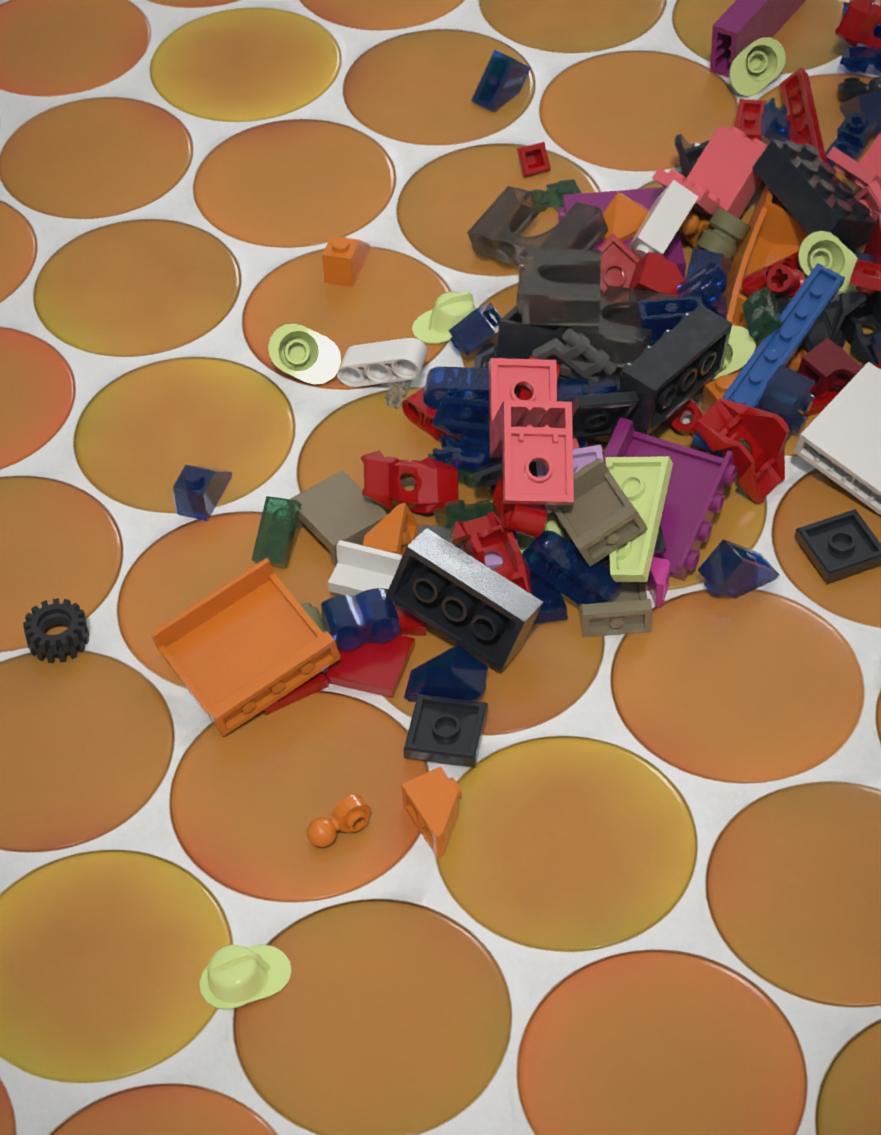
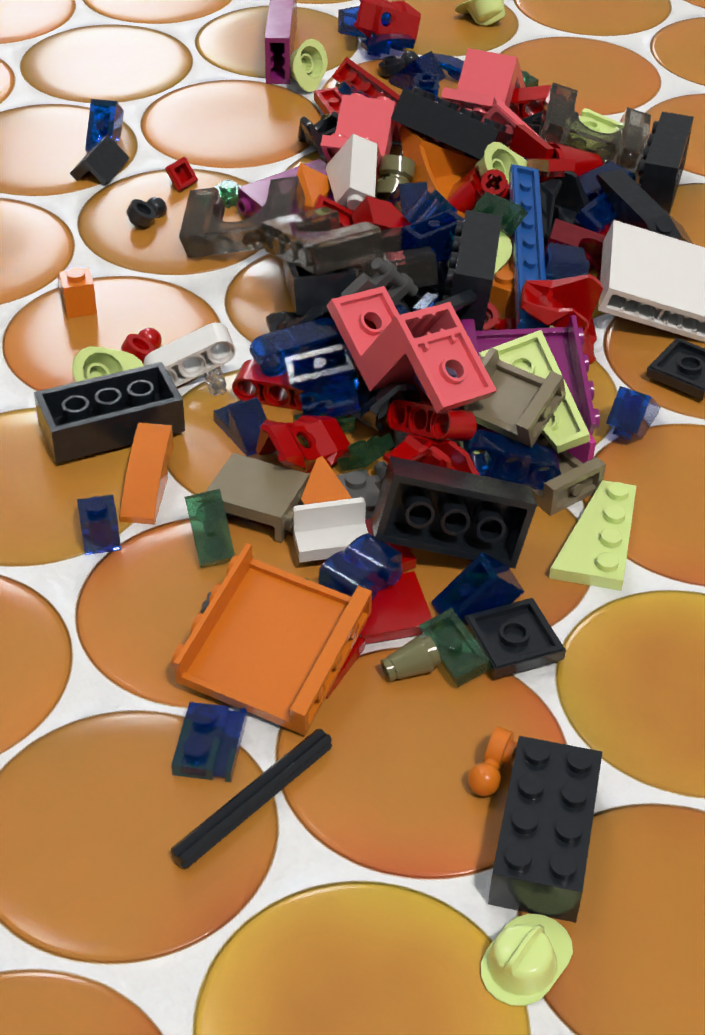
camera: 35 degrees left, 5 degrees down
(60, 644) = (50, 724): black tyre -> none
(146, 765) = (250, 799): none -> black axle
(150, 709) = (209, 742): none -> clear blue plate
(269, 460) = (146, 473): none -> orange slope
(277, 391) = (106, 410): none -> black brick
(331, 889) = (546, 829): none -> black brick
(348, 711) = (411, 659): none -> olive cone
(353, 333) = (143, 343): none -> red plate
(387, 438) = (242, 423): none -> clear blue slope
(389, 716) = (456, 646): none -> clear green plate
(433, 807) = (569, 710): orange slope -> none
(448, 310) = (210, 305): yellowish green piece -> none
(464, 191) = (143, 213): none -> black plate
(473, 120) = (102, 160): none -> black panel
(476, 329) = (251, 306): clear blue slope -> none
(602, 677) = (600, 540): none -> yellowish green wing

